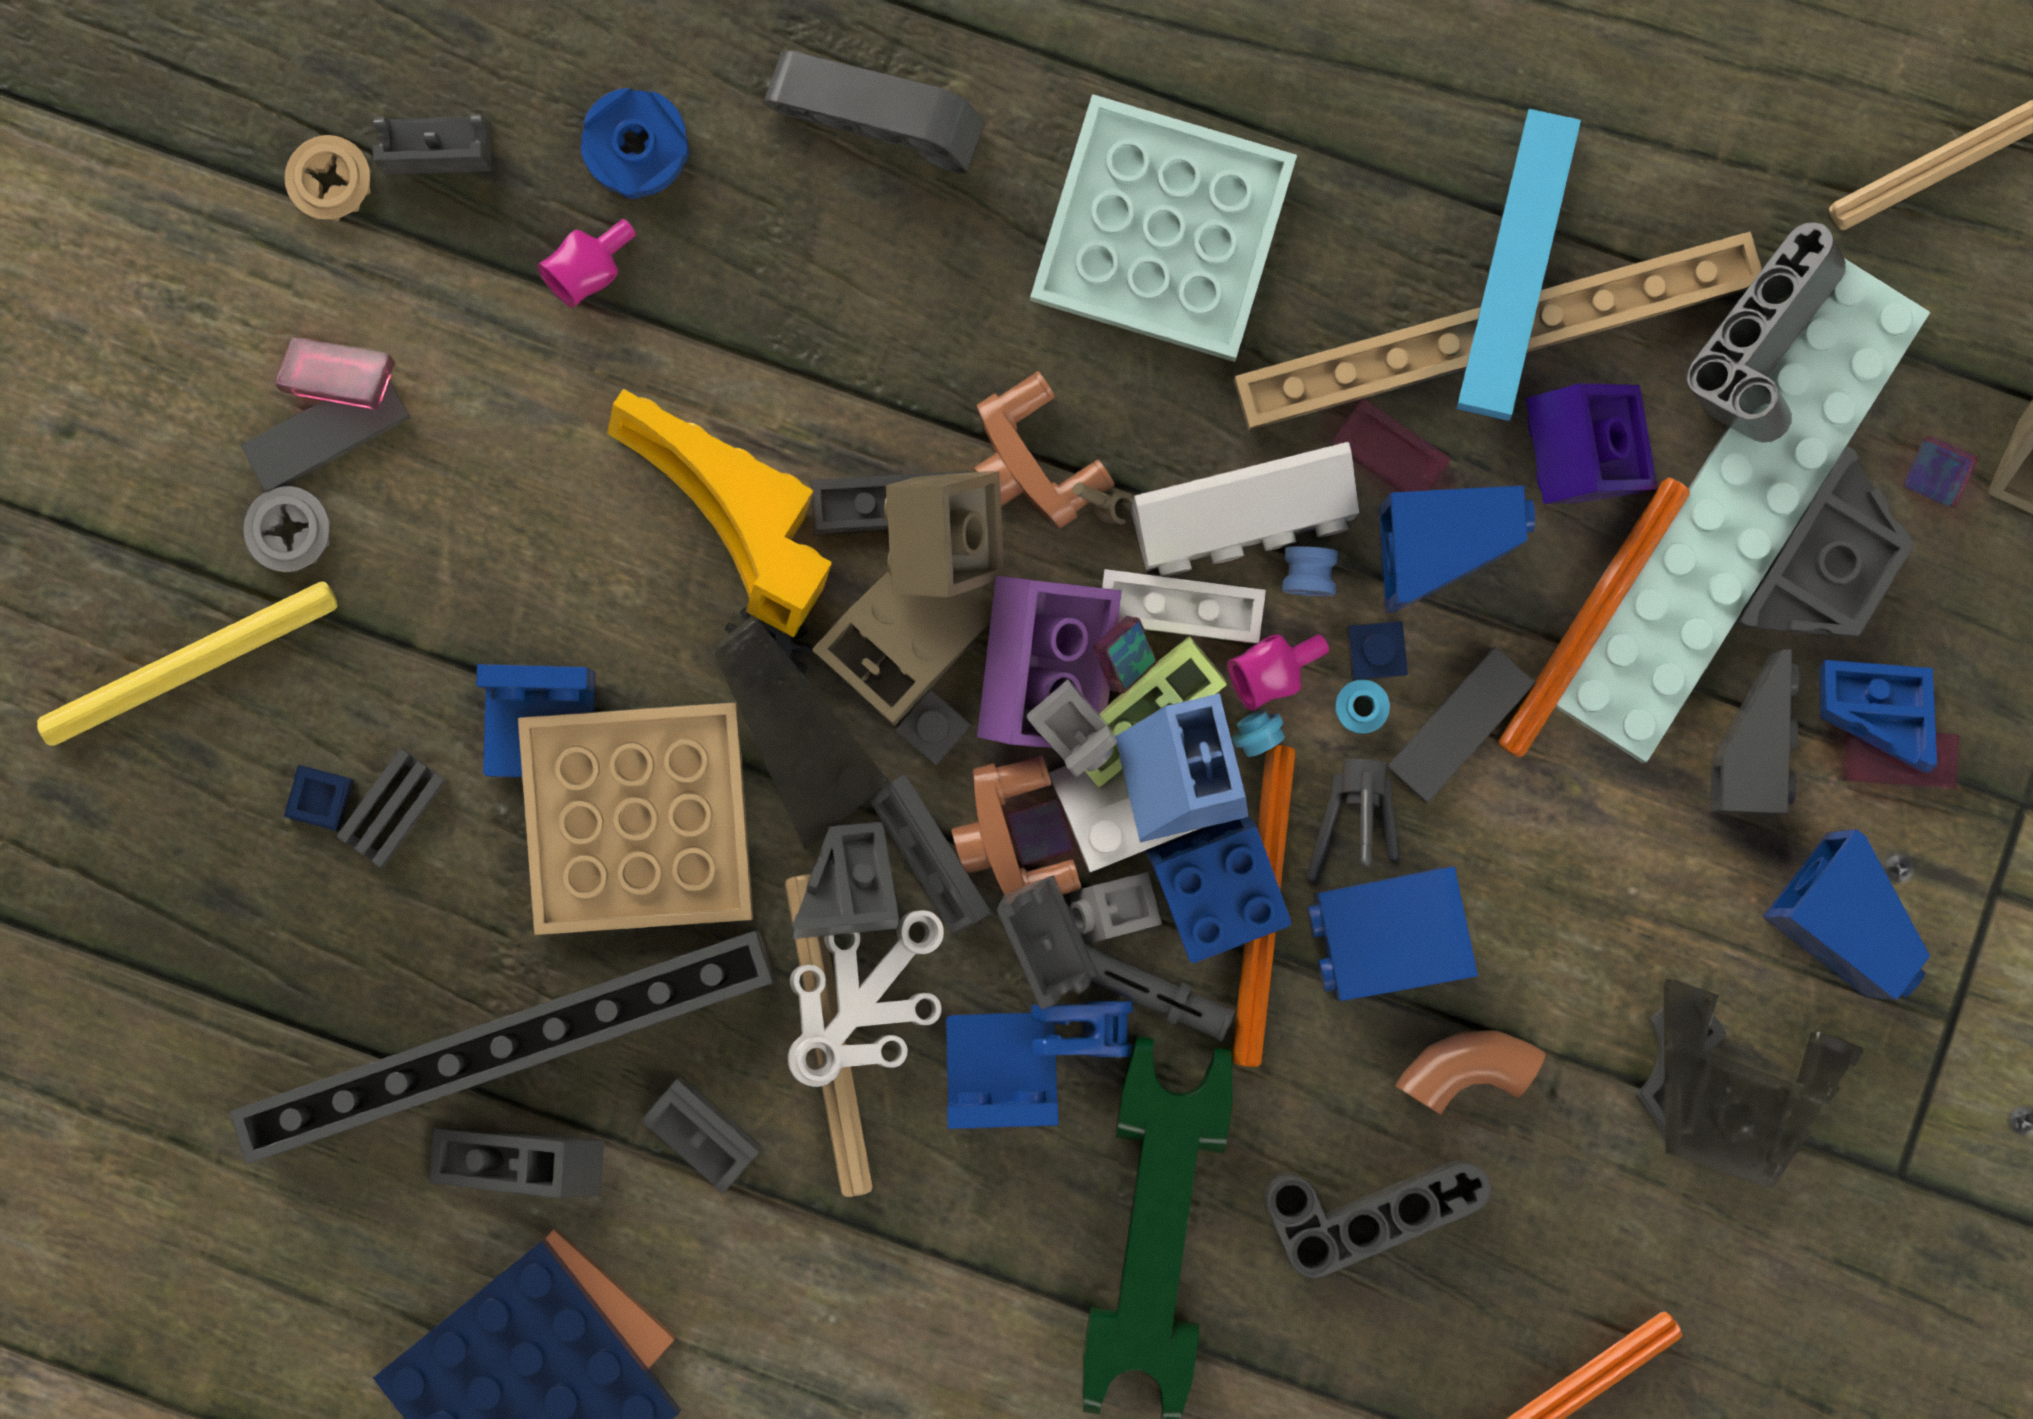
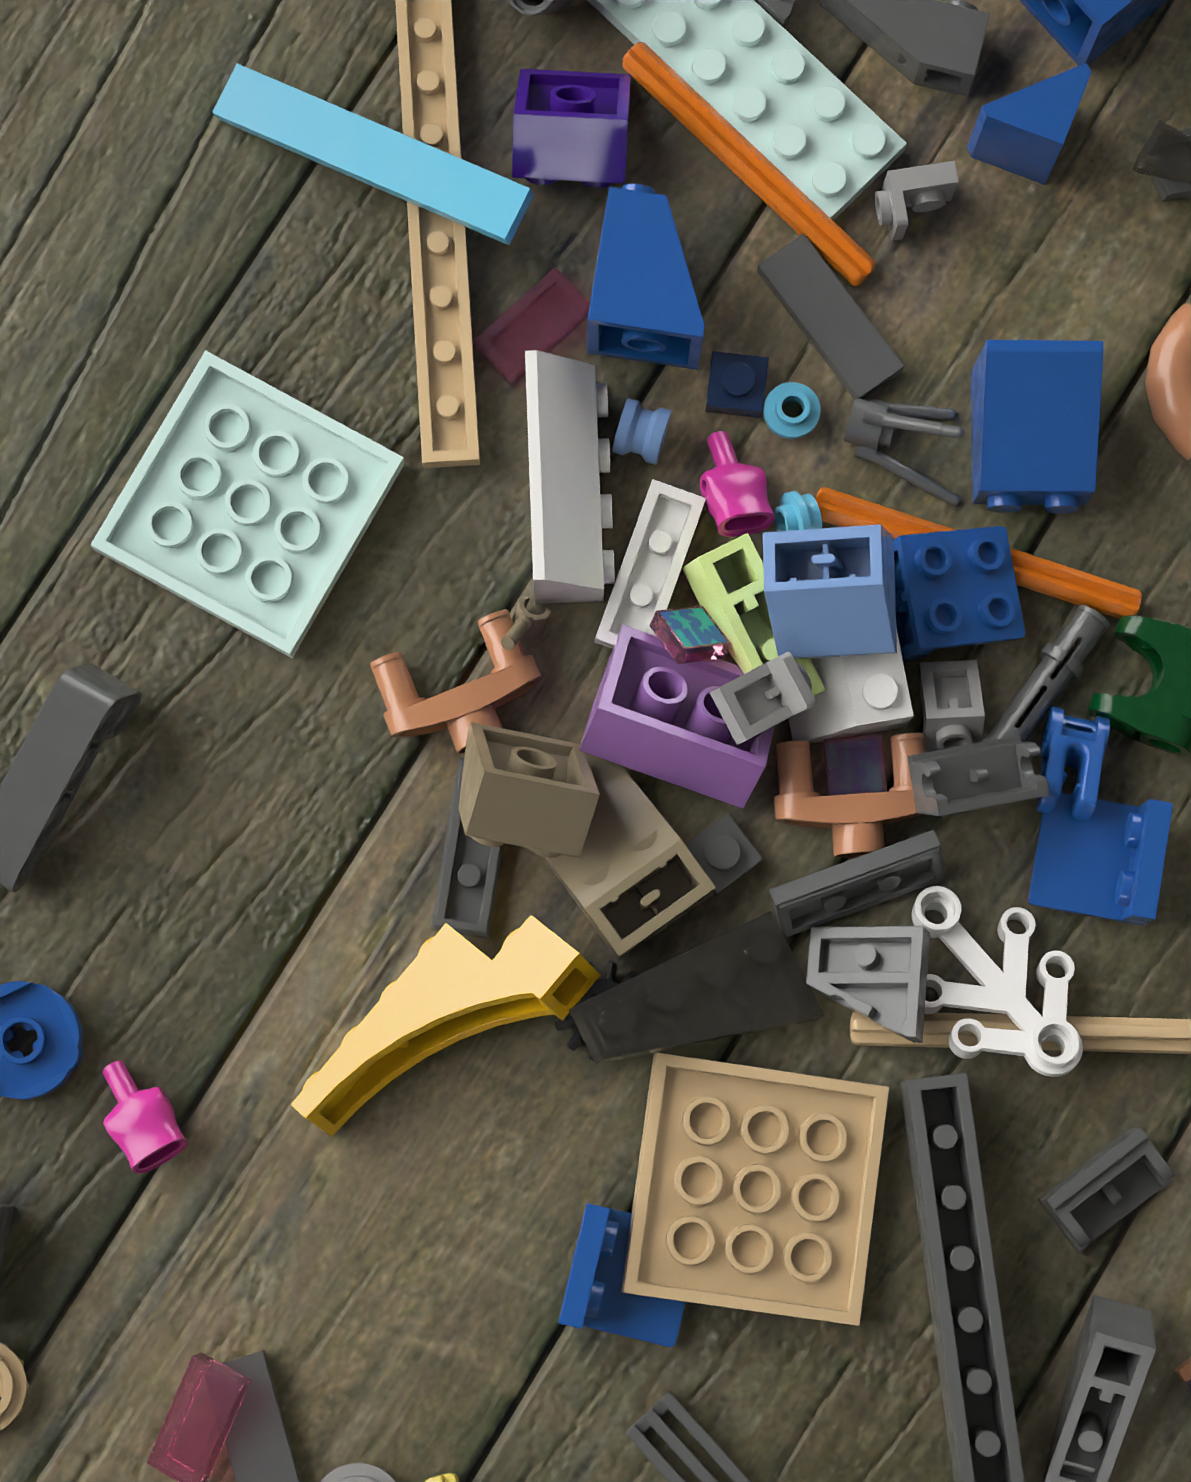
camera: 80 degrees left, 5 degrees down
(1604, 783) = (920, 187): none -> light grey bracket
(1684, 874) = (1030, 125): none -> blue slope

